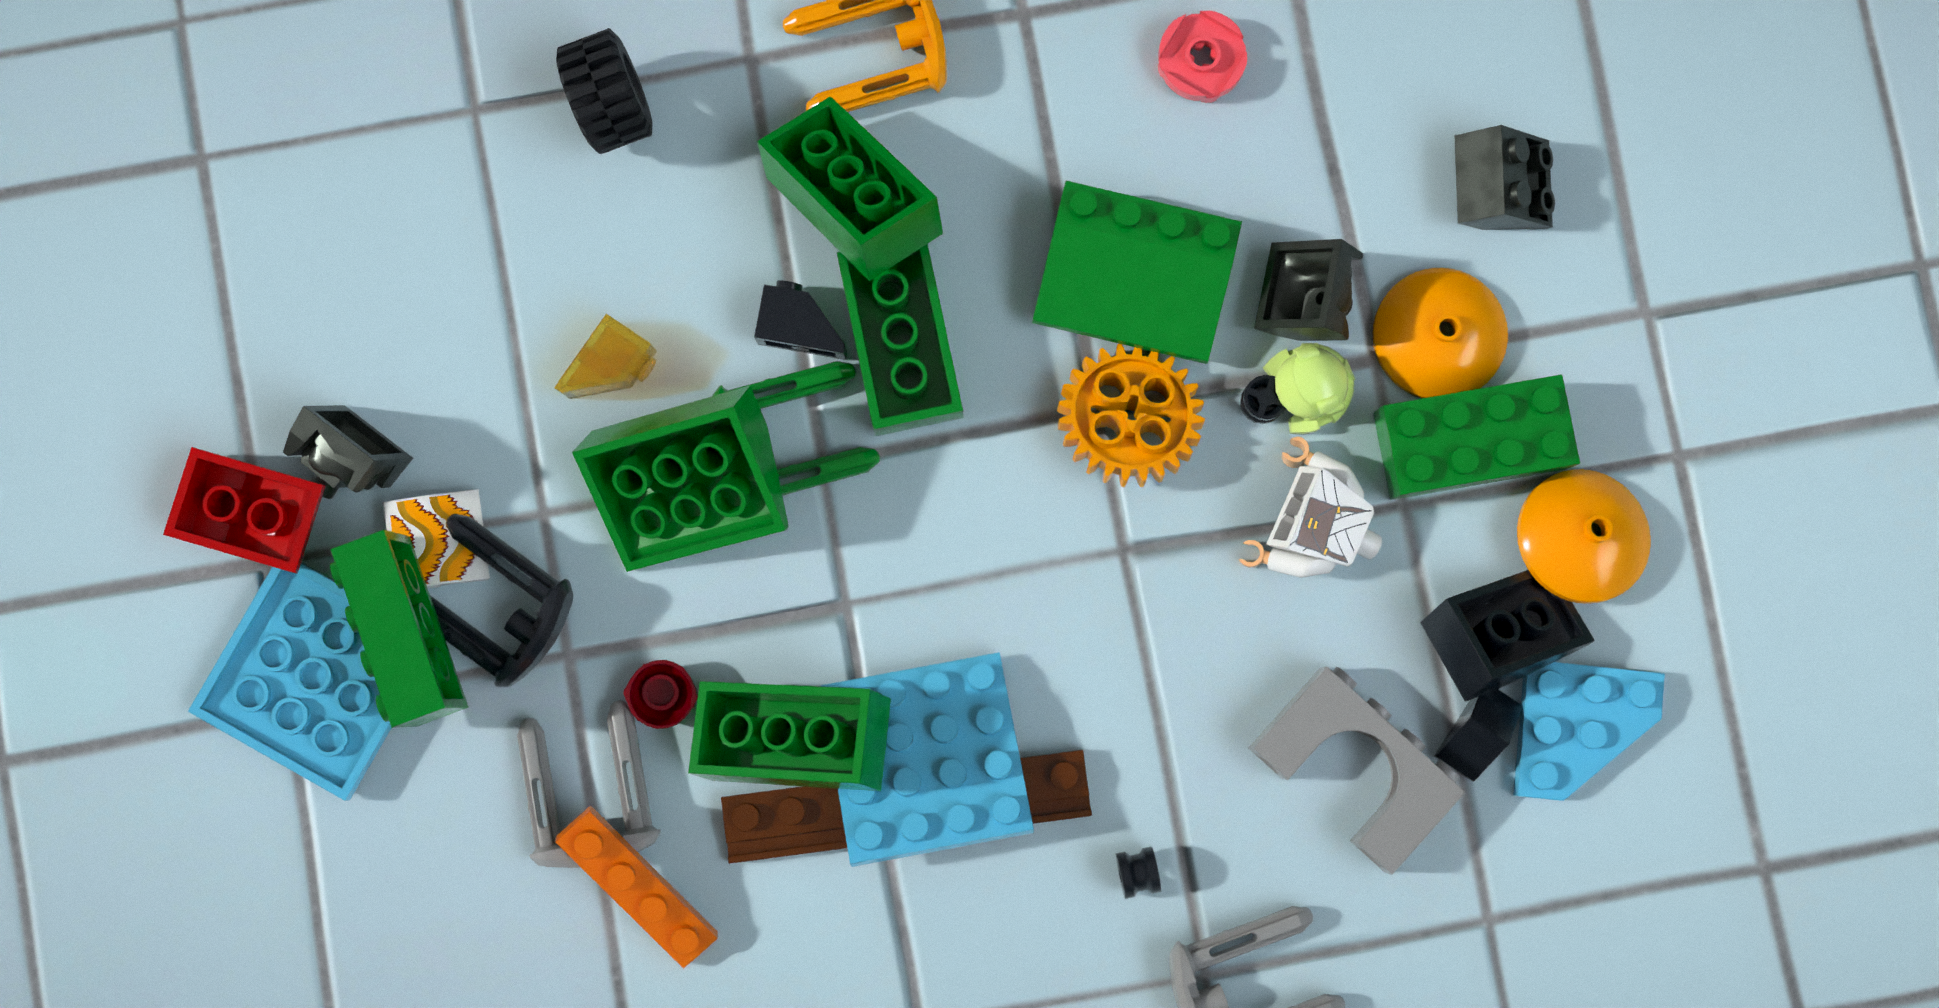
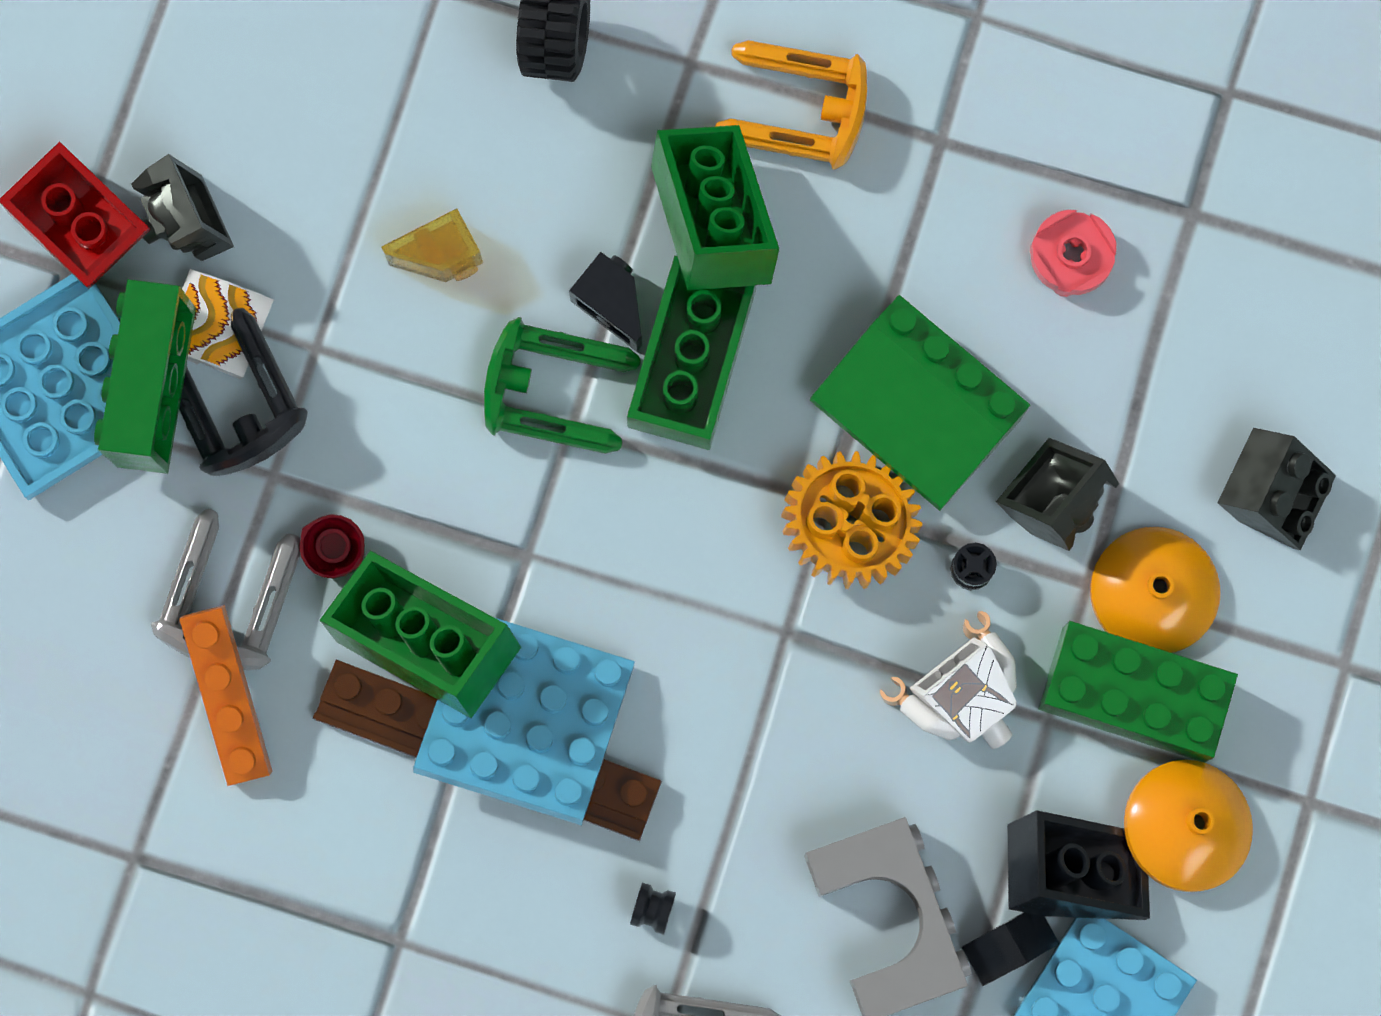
camera: 25 degrees right, 5 degrees down
(685, 479) = (448, 378): green slope -> none
(1312, 385) = (1020, 576): yellowish green helmet -> none

